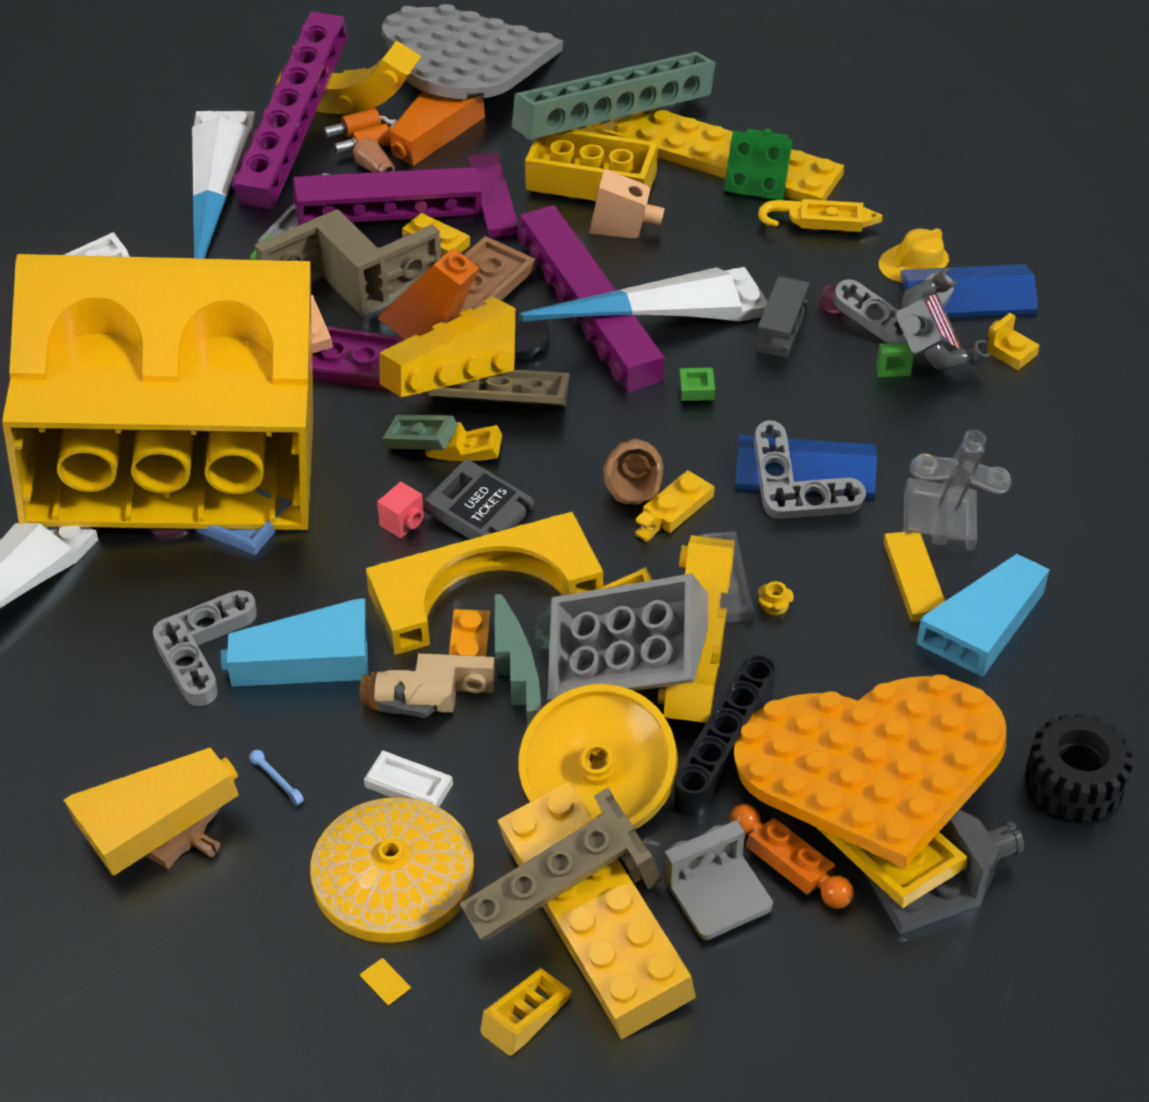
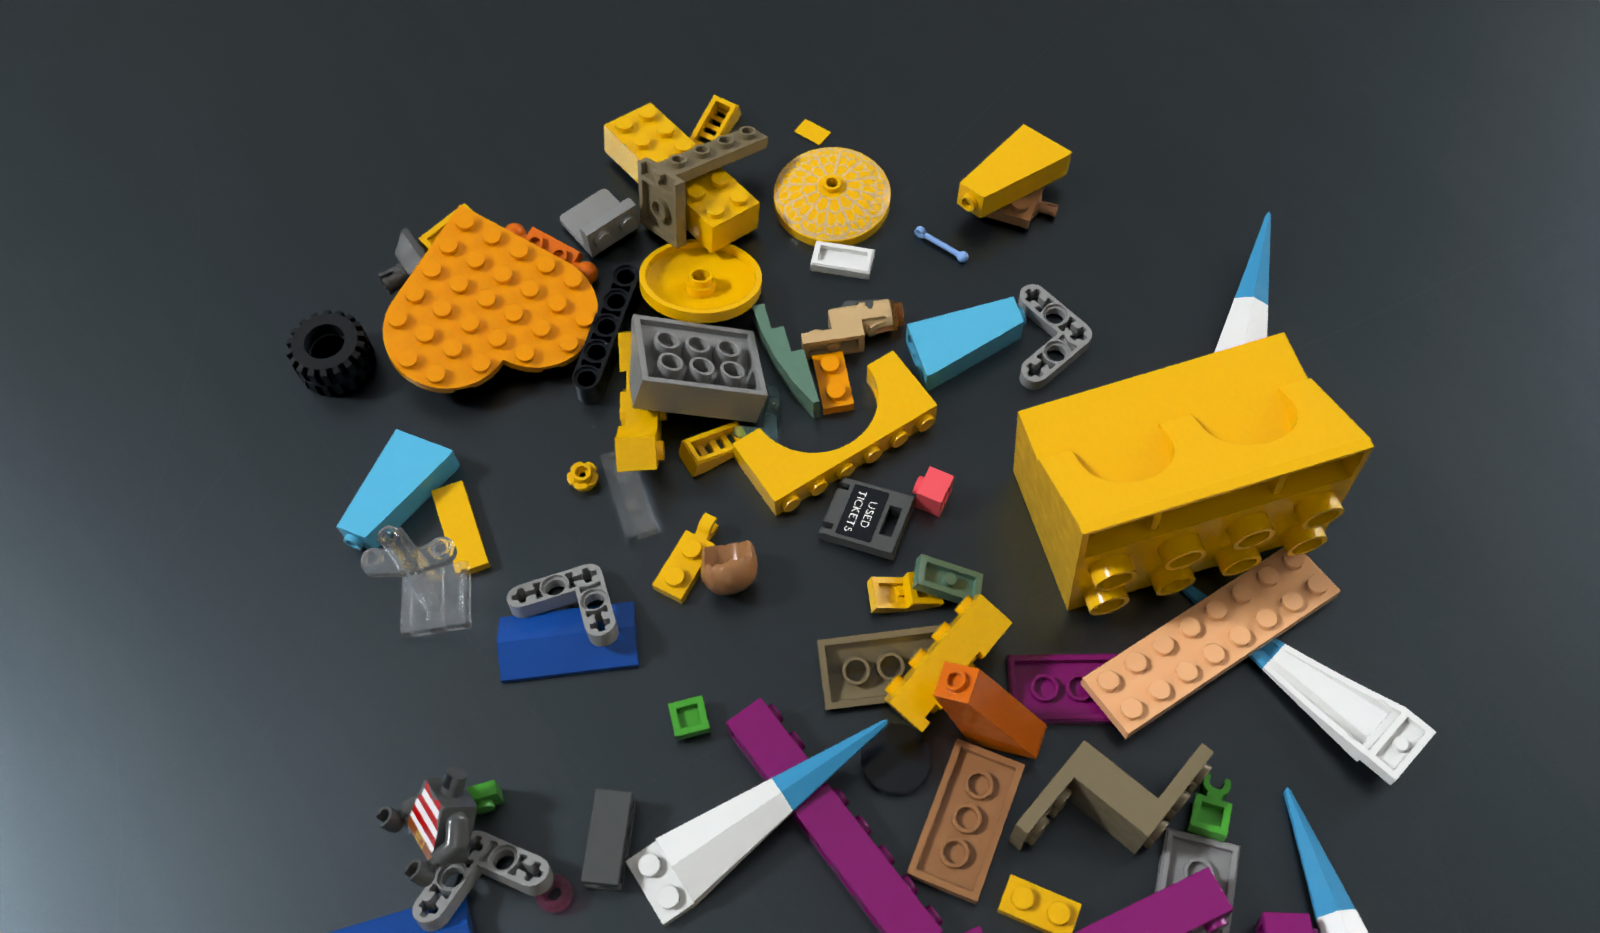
camera: 170 degrees right, 15 degrees up
(1010, 345) = (353, 859): yellow bracket -> none

